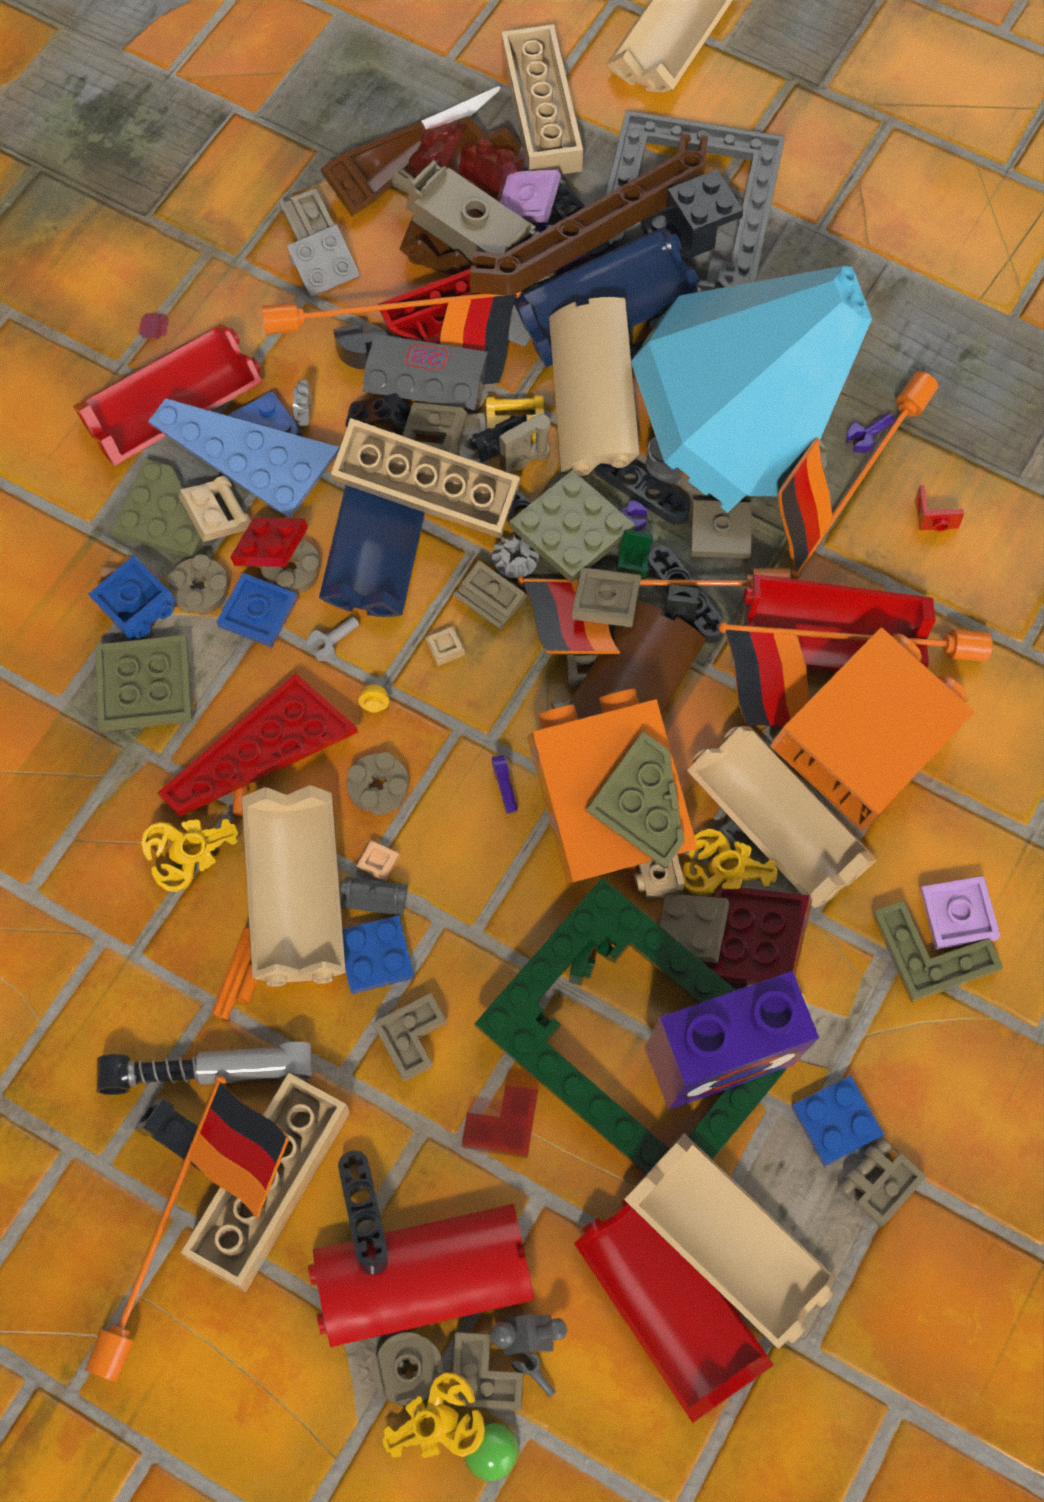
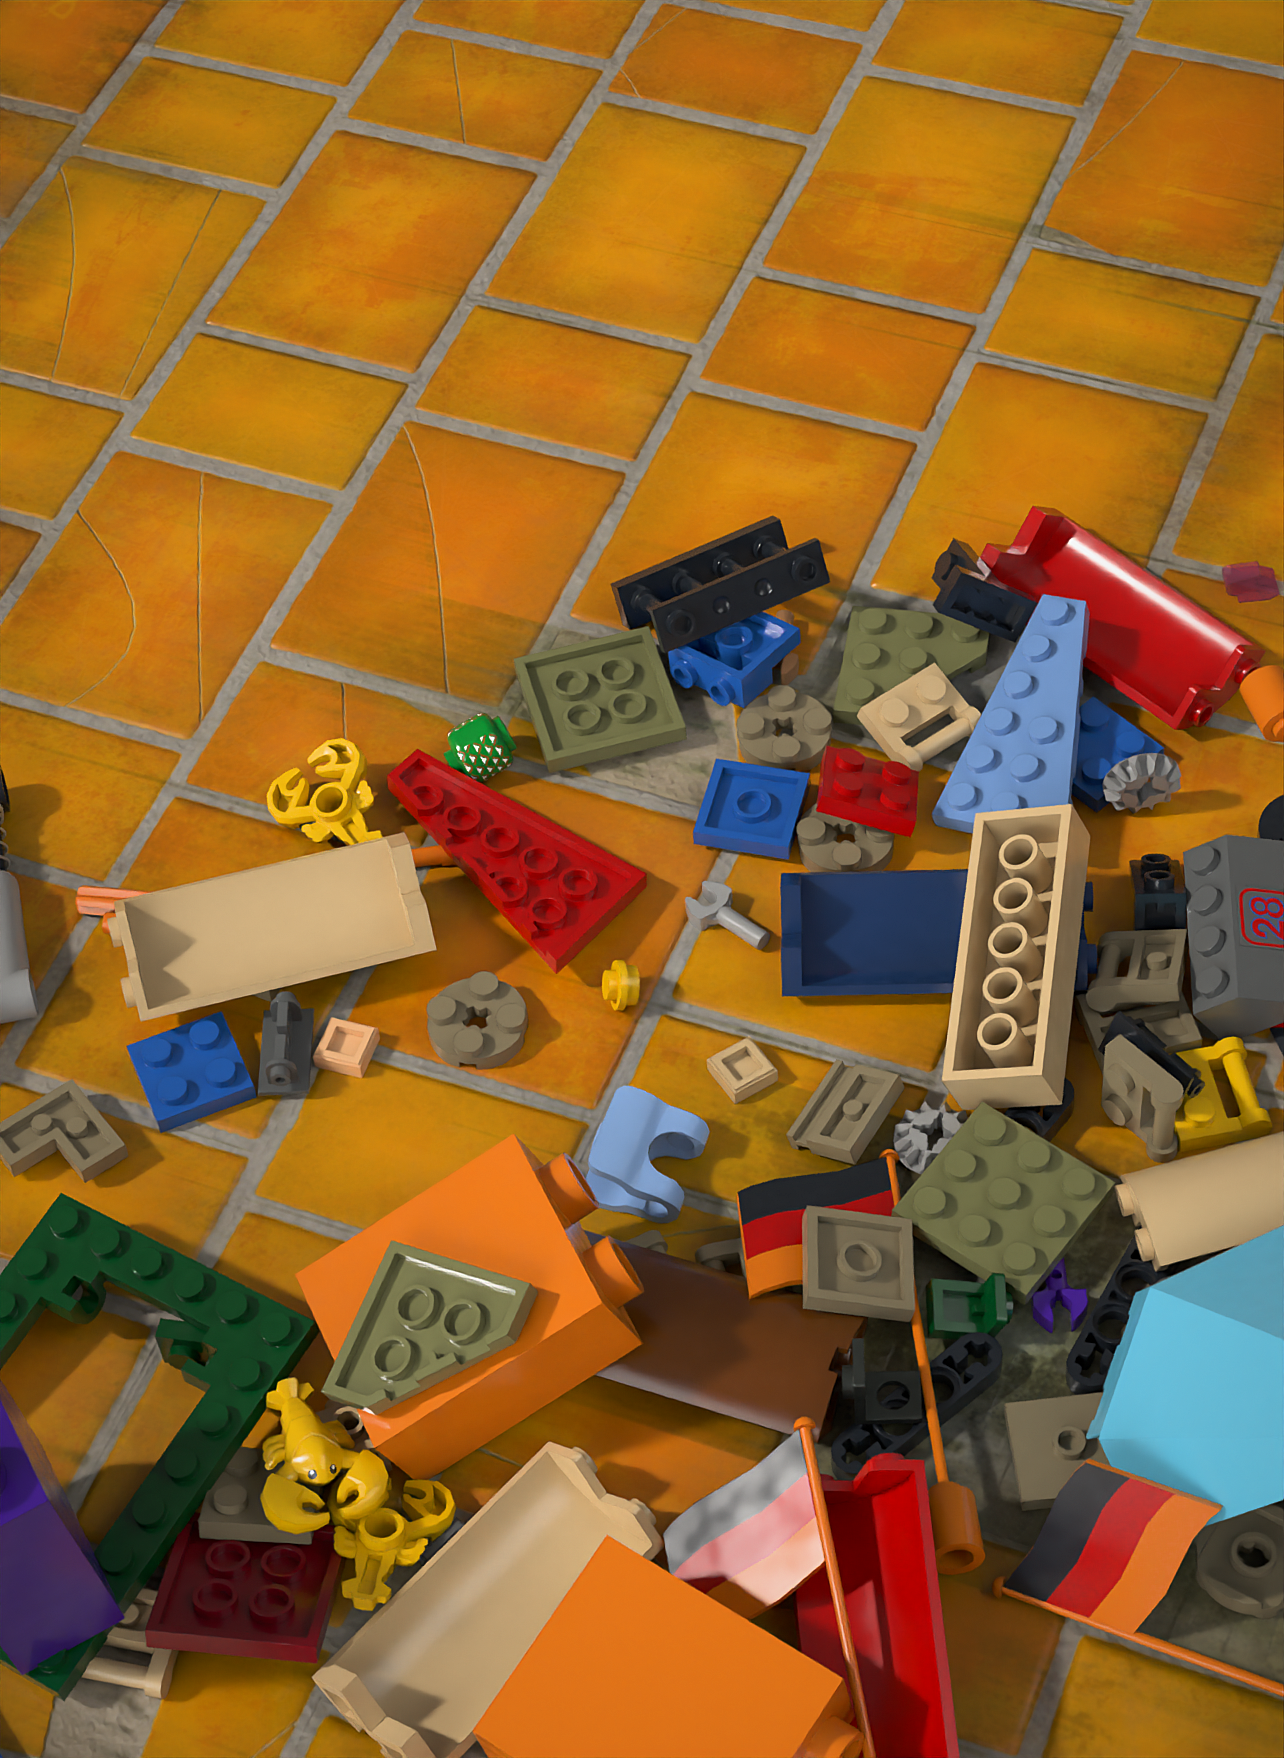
camera: 85 degrees right, 15 degrees down
(56, 592) = (720, 583): none -> black fence
(128, 458) = (977, 596): none -> black bracket
(166, 755) = (480, 747): none -> green head
(500, 712) = (632, 1135): none -> light blue piece
(689, 888) = (315, 1458): none -> yellow animal

